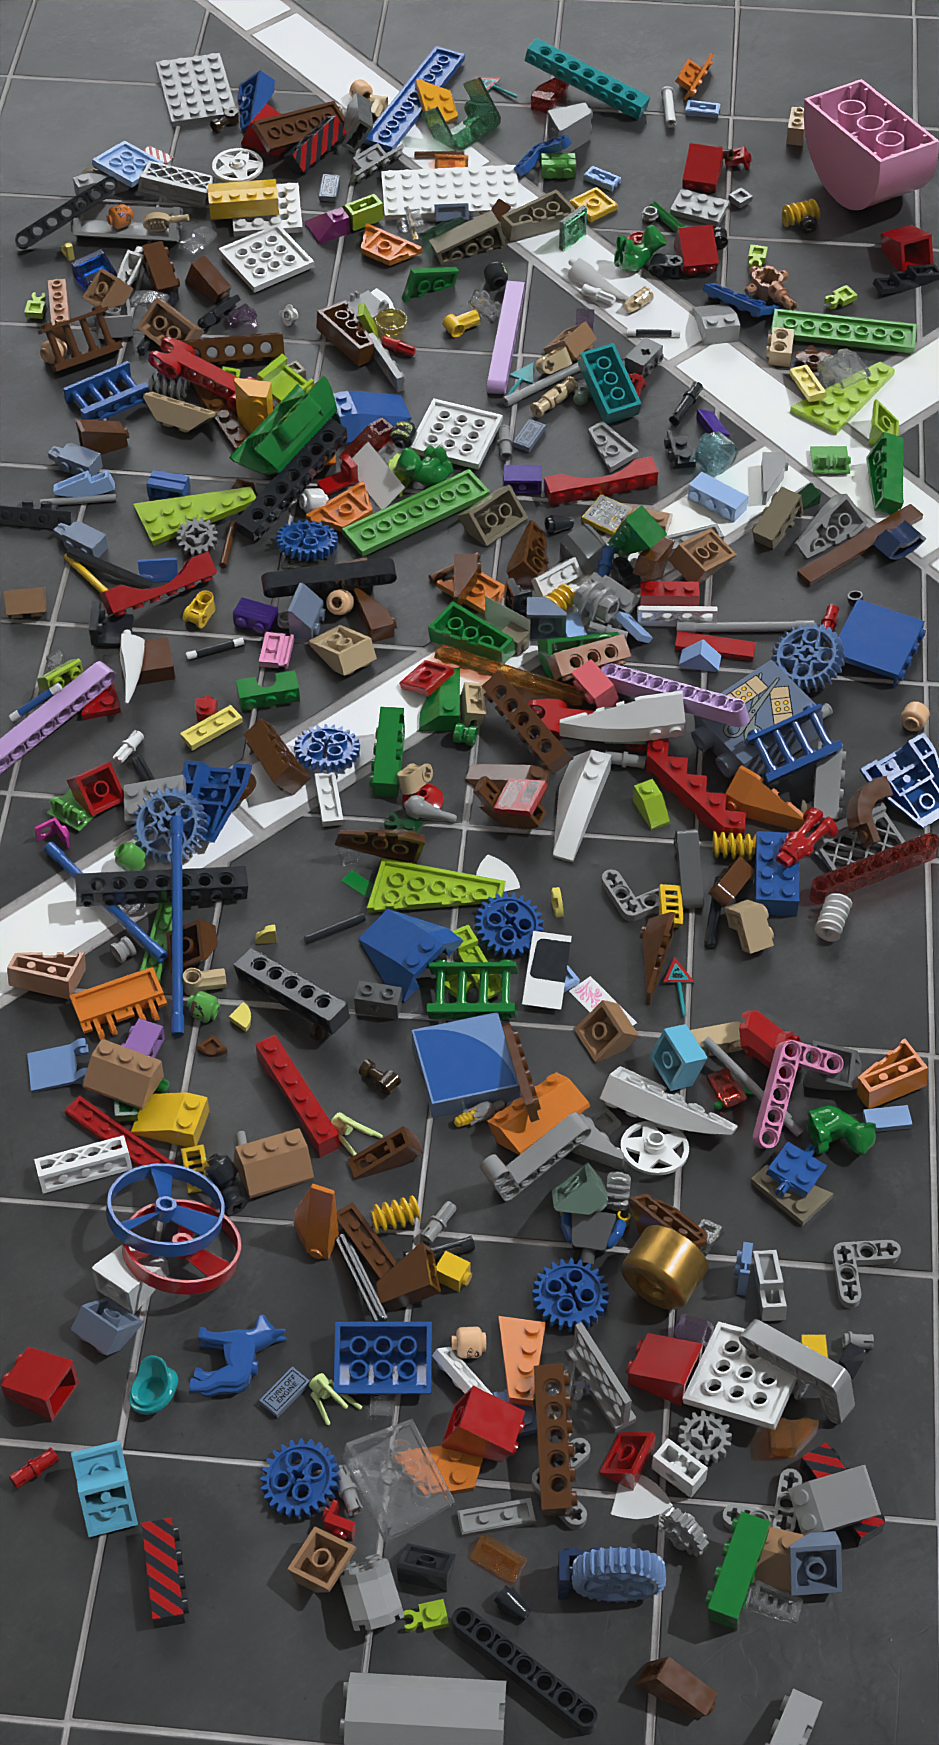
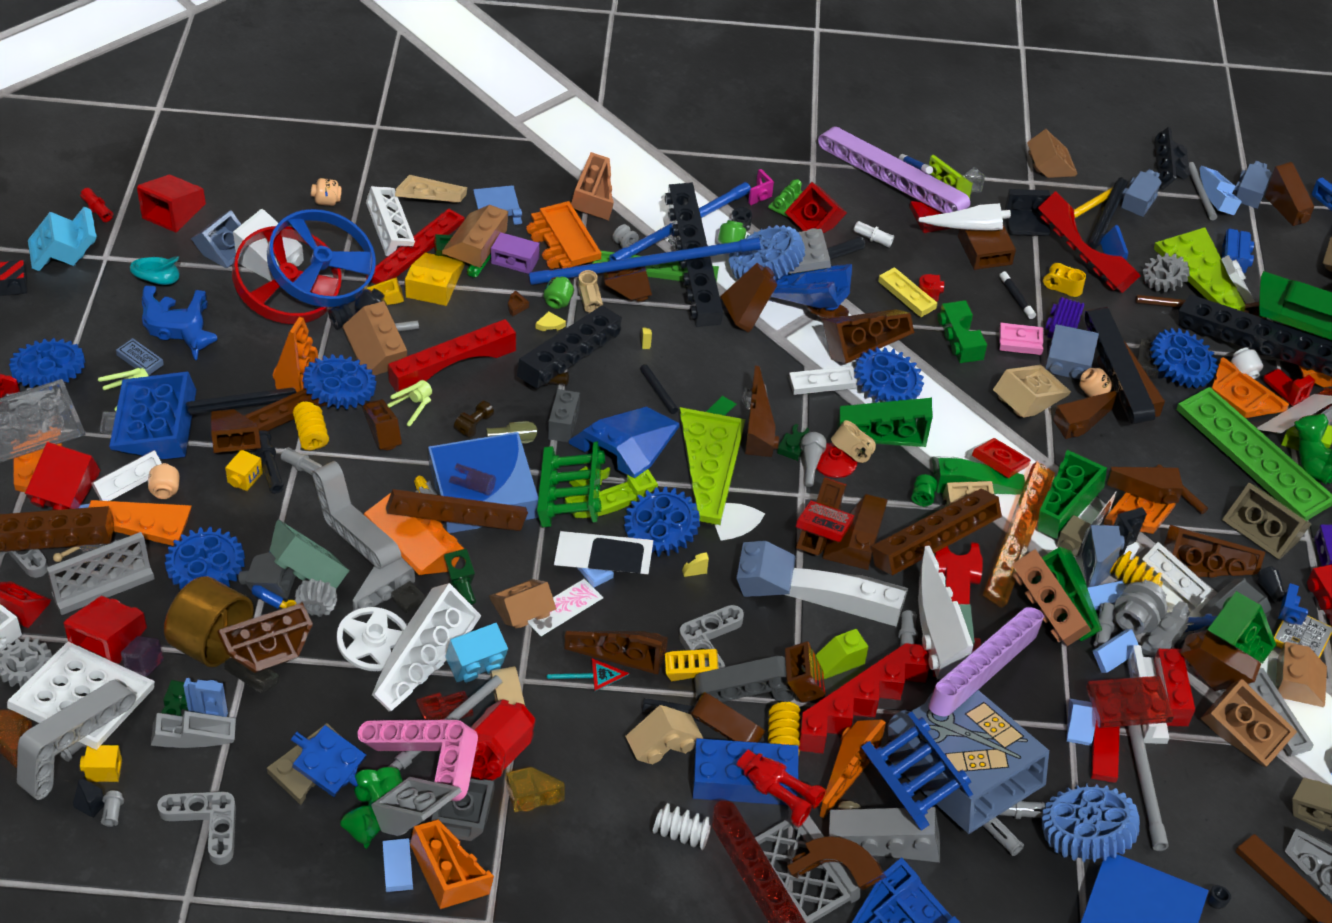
camera: 85 degrees right, 5 degrees down
(32, 1227) = (326, 192): none -> light nougat head
(36, 1127) = (430, 189): none -> tan wing
(100, 846) = (743, 216): none -> black wheel
(211, 486) = (1237, 276): none -> white wing
(226, 842) = (749, 296): none -> reddish brown slope
(351, 1181) = (339, 381): none -> blue gear
(399, 1042) = (526, 430): none -> olive arm
(482, 1057) = (475, 479): none -> clear purple hinge
(566, 850) = (765, 569): none -> sand blue slope
(587, 512) = (1289, 608): none -> blue bracket
(588, 1075) = (462, 577): none -> dark green bracket
(595, 685) = (1004, 599): coral slope -> none
(686, 819) = (806, 684): none -> reddish brown torso
(698, 618) = (1129, 701): none -> clear red plate
(729, 1303) = (175, 699): none -> dark green plate
(808, 1022) = (533, 788): none -> clear yellow slope
(829, 619) = (1188, 868): red pin -> none
(859, 1082) = (411, 804): none -> light grey slope

